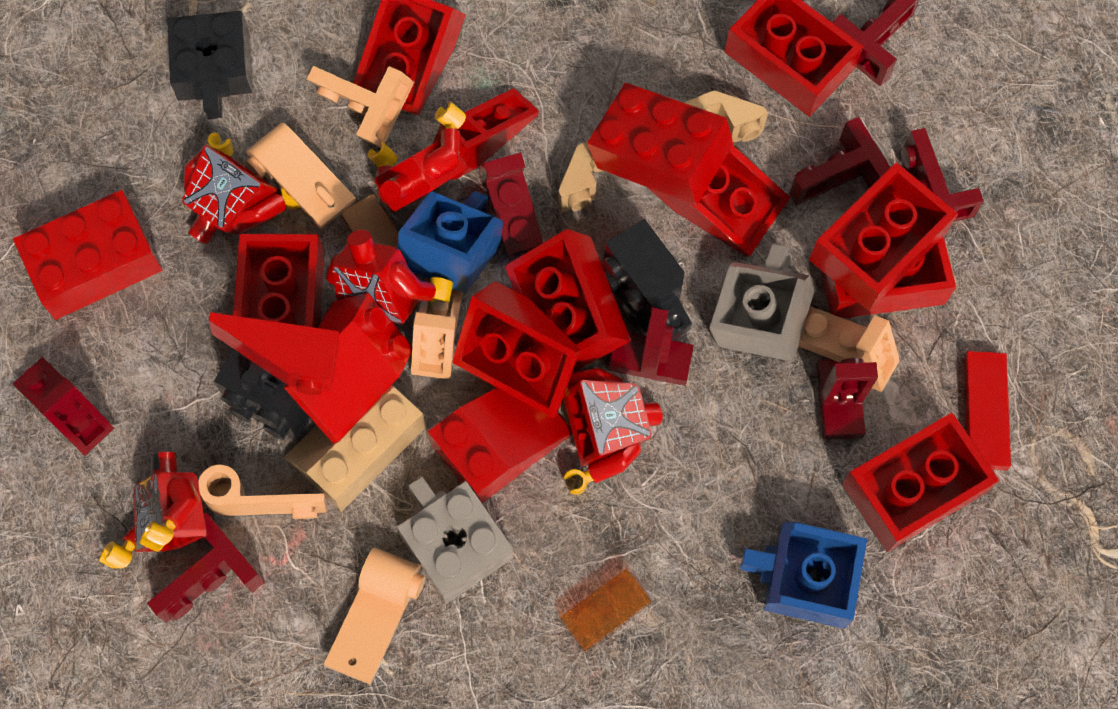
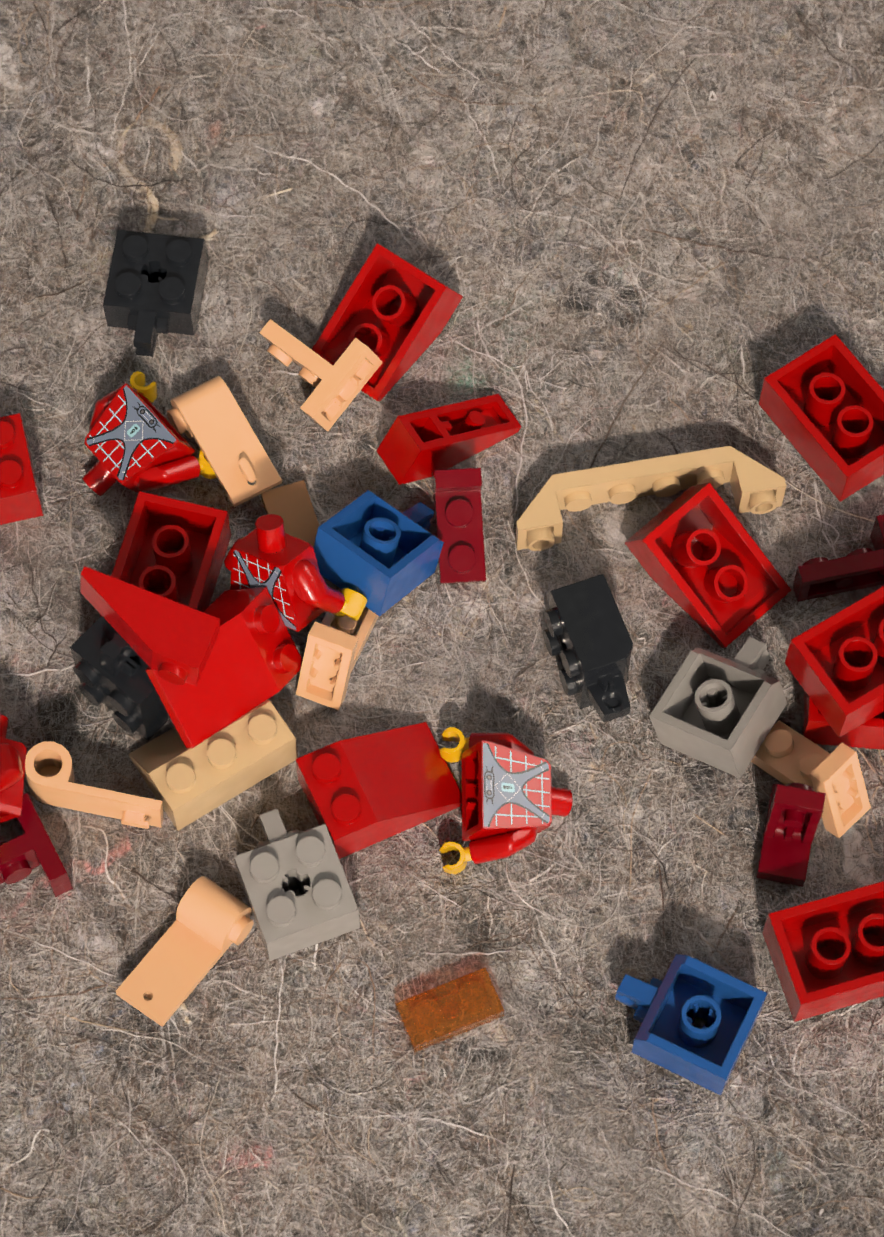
camera: 15 degrees right, 5 degrees down
(425, 169) = (368, 464): red torso -> none
(516, 348) = (418, 688): red slope -> none
(573, 292) = (492, 651): red brick -> none
(654, 354) = (578, 733): dark red bracket -> none
(661, 143) = (644, 492): red brick -> none

